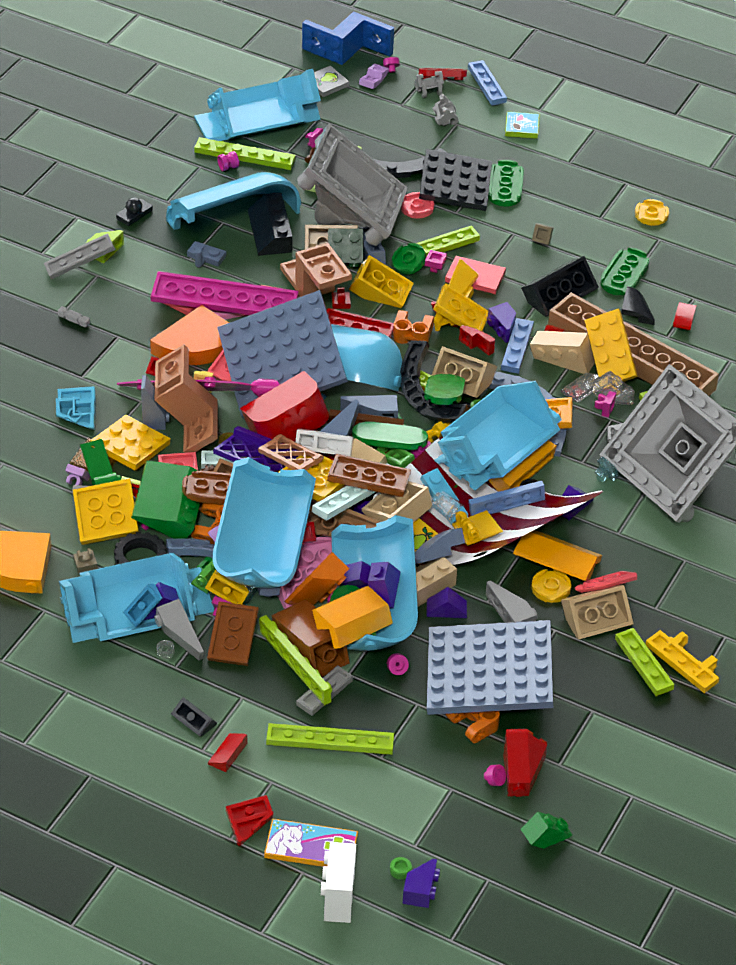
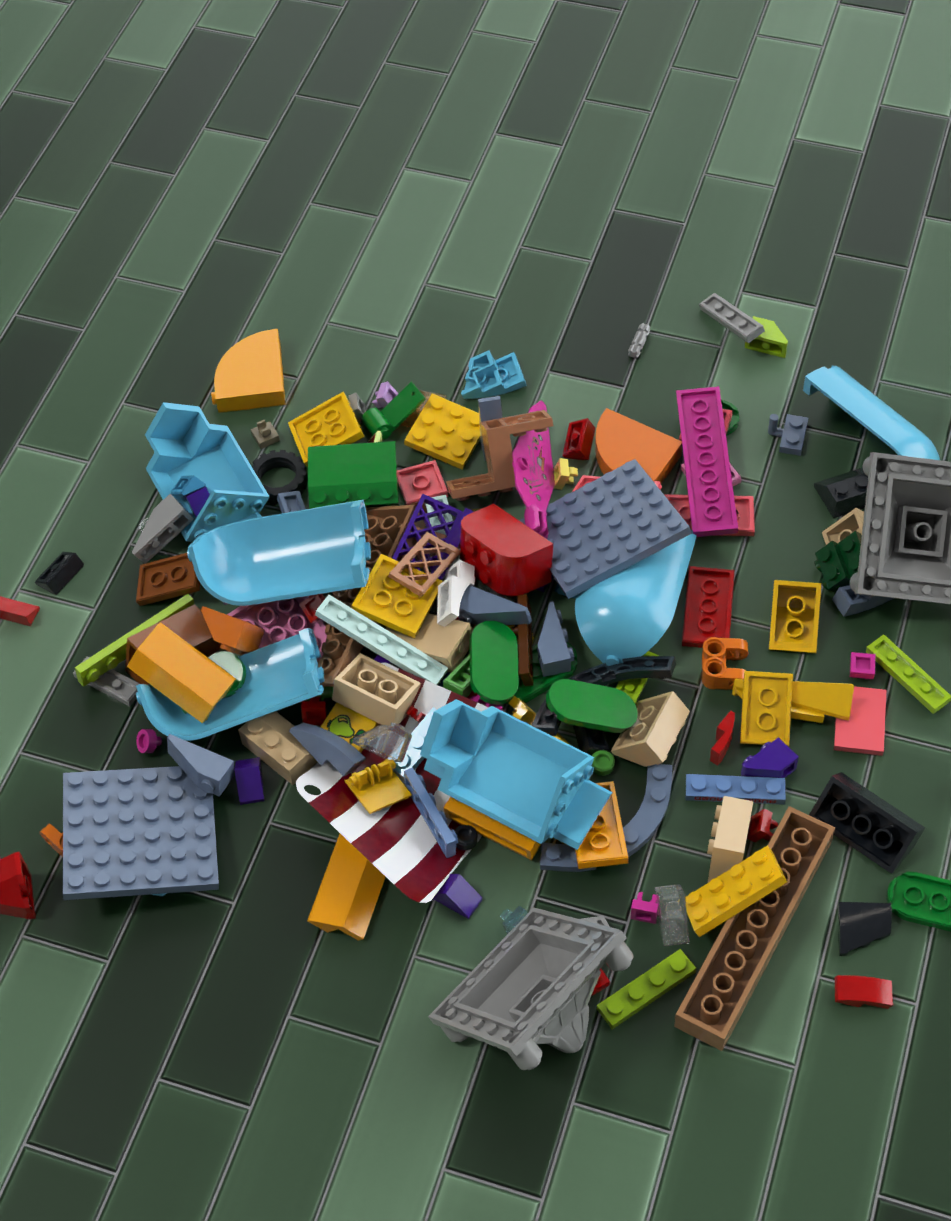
camera: 85 degrees right, 10 degrees up
(134, 211) = (842, 351): black tile -> none
(206, 486) = (365, 488): dark orange tile -> none
(316, 270) = (767, 533): nougat bracket -> none
(330, 738) = (33, 698): lime plate -> none
(341, 299) = (756, 582): red tile -> none
(357, 574) = (253, 674): dark purple slope -> none
(369, 475) = (404, 647): dark orange tile -> none
(384, 581) = (243, 695): dark purple slope -> none
(409, 258) = (857, 637): green tile -> none
(440, 620) = (205, 768): none -> sand blue slope
(508, 605) = (247, 847): light grey slope -> none
(551, 586) = (300, 887): yellow tile -> none
(580, 387) = (670, 871): clear slope -> none
(597, 611) = (260, 942): tan slope -> none
(606, 581) = (309, 946): coral tile -> none
(644, 662) = (184, 1008): lime plate -> none
(672, 652) = (176, 1071): yellow hinge -> none

